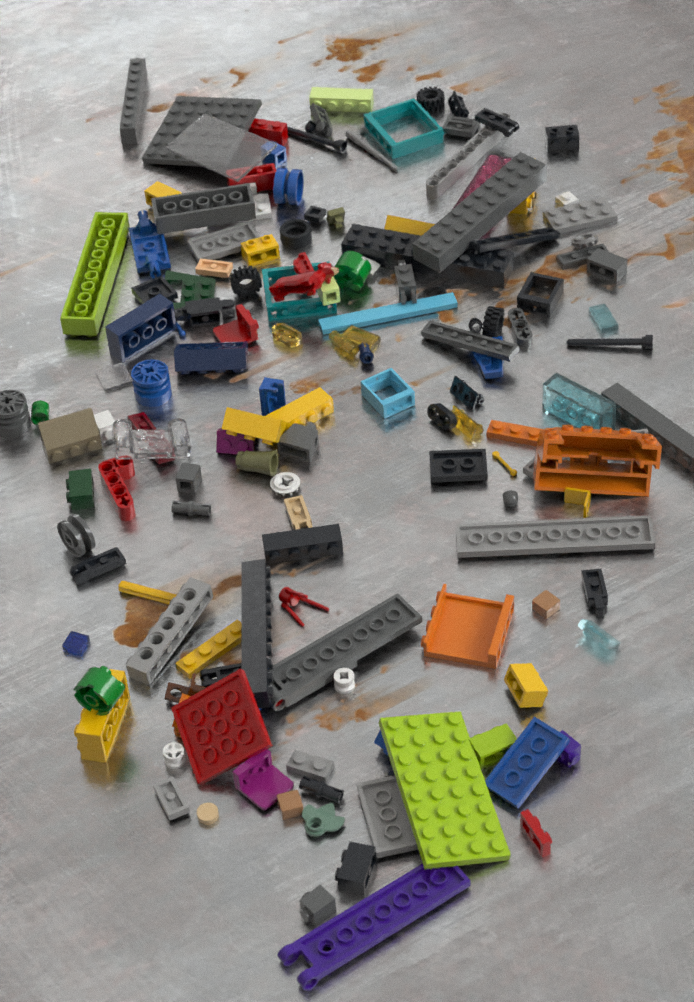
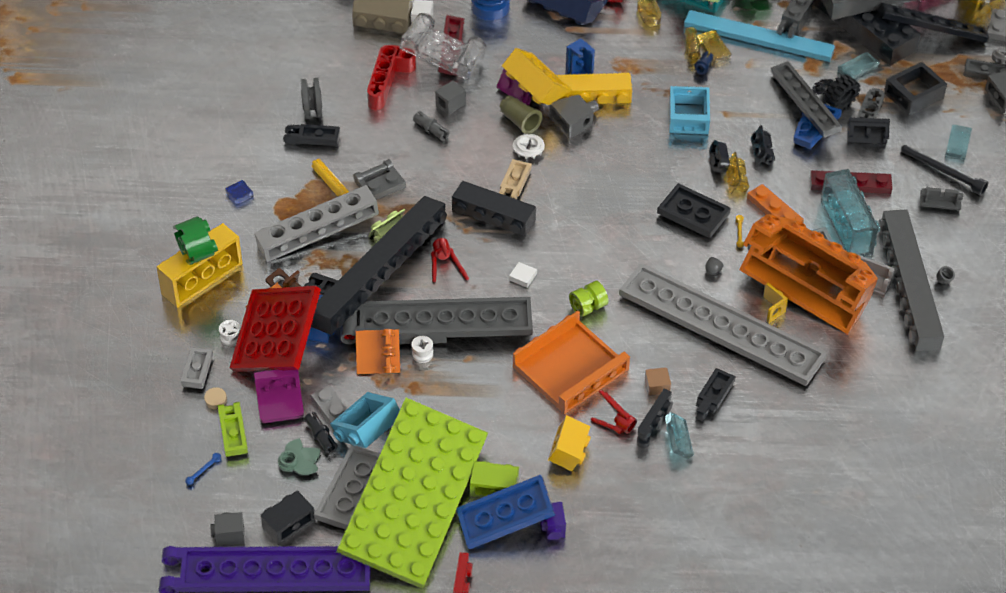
camera: 30 degrees right, 5 degrees up
(80, 489) = (355, 60): dark green brick -> none
(196, 568) = (384, 184): none -> dark grey plate
(211, 650) = (331, 260): yellow plate -> none
(227, 609) = (380, 228): none -> yellowish green hinge
(246, 828) = (232, 429): none -> lime plate
(250, 859) = (216, 457): none -> blue hinge
(290, 804) = (284, 429): medium nougat piece -> none
(312, 701) = (377, 351): none -> orange hinge
(361, 739) = (365, 420): none -> medium azure window
(370, 582) = (523, 274): none -> white tile
(440, 571) = (591, 297): none -> lime wheel
(482, 300) = (859, 66): none -> clear light blue tile
(534, 393) = (866, 182): none -> dark red plate
(535, 341) = (868, 130): none -> black hinge
(549, 645) = (623, 420): none -> red plant
(570, 633) = (654, 418): none -> black plate
(628, 365) = (935, 198): none -> dark grey hinge
(681, 417) = (945, 275): none -> dark grey hinge

